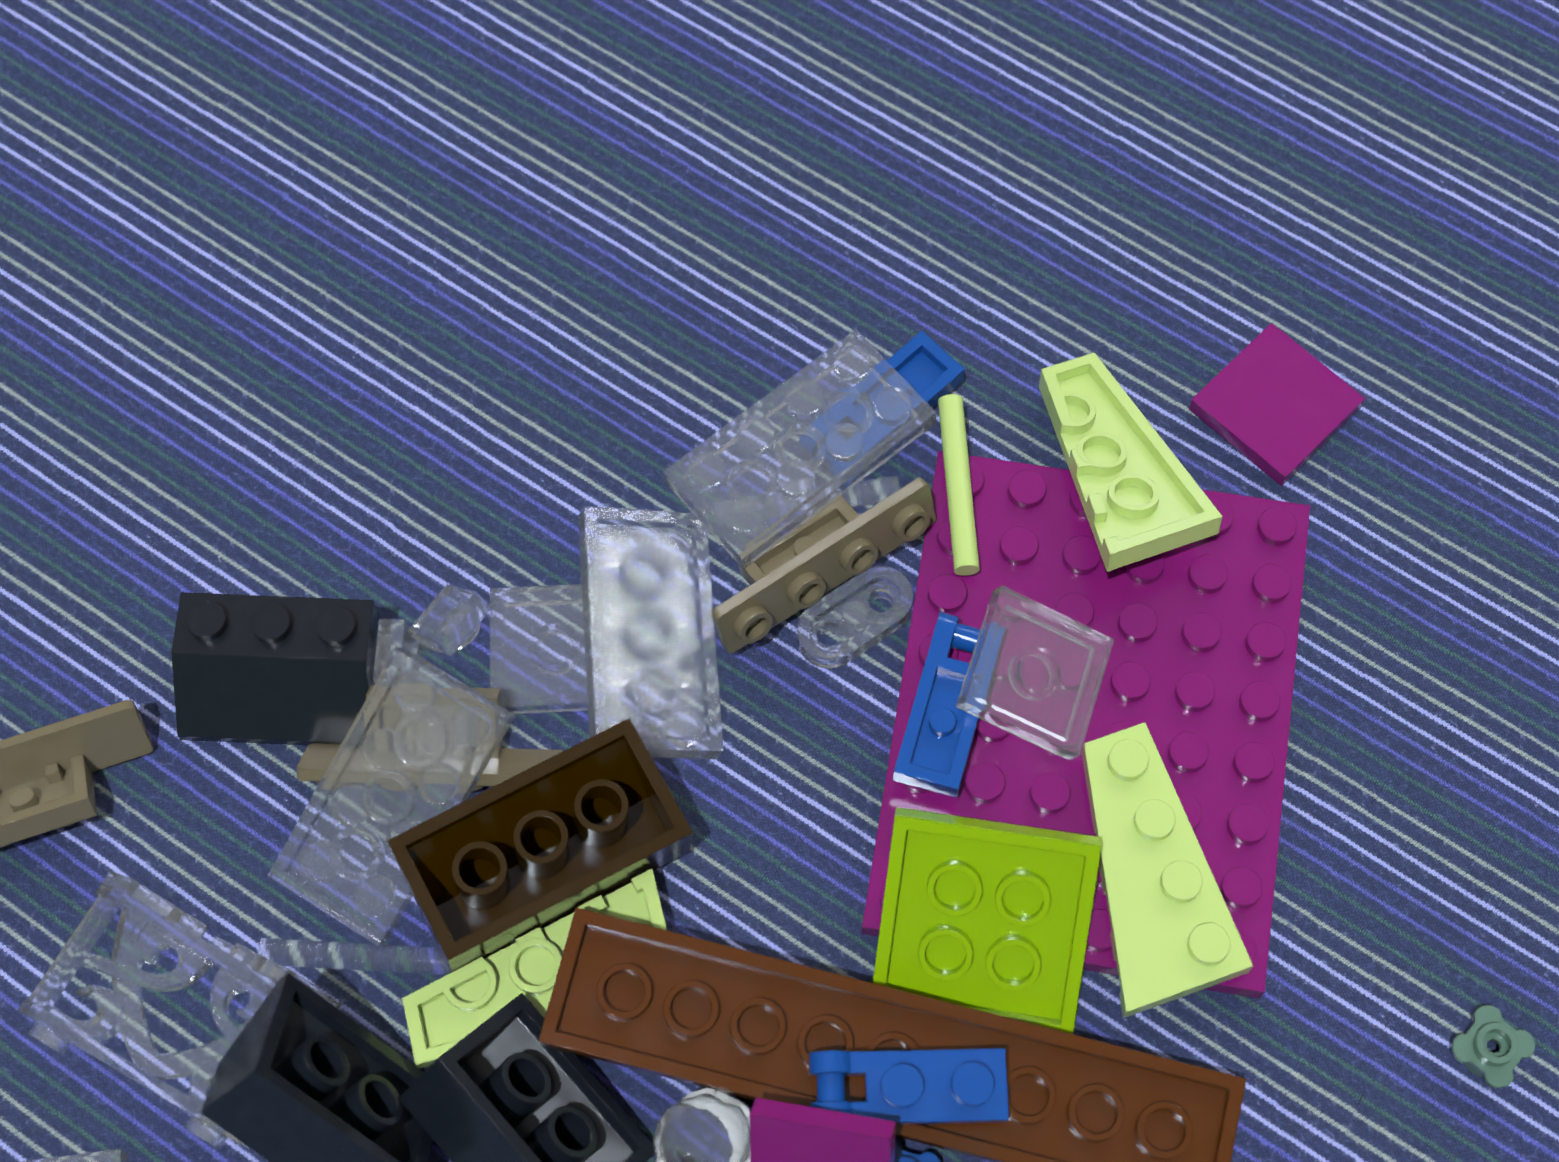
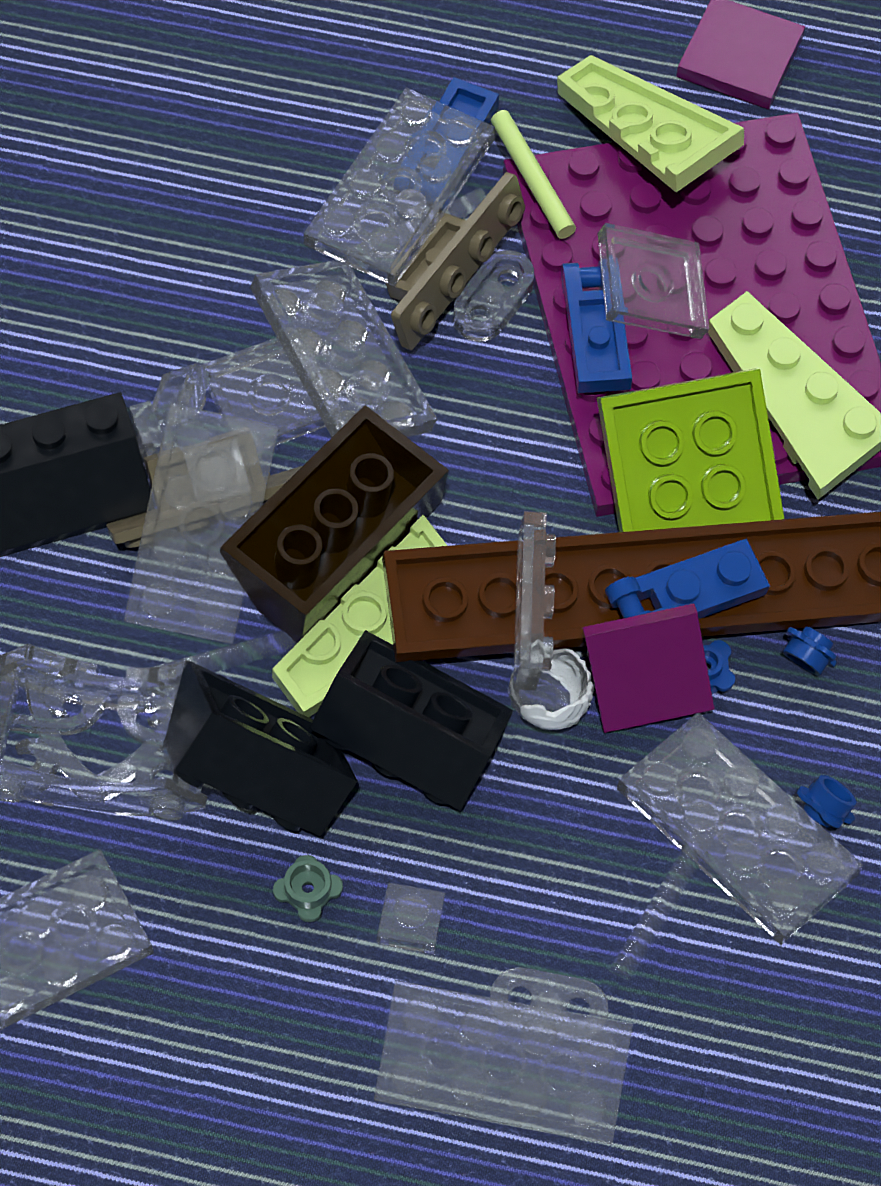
camera: 25 degrees left, 5 degrees down
(714, 1040) = (533, 601): none -> clear plate

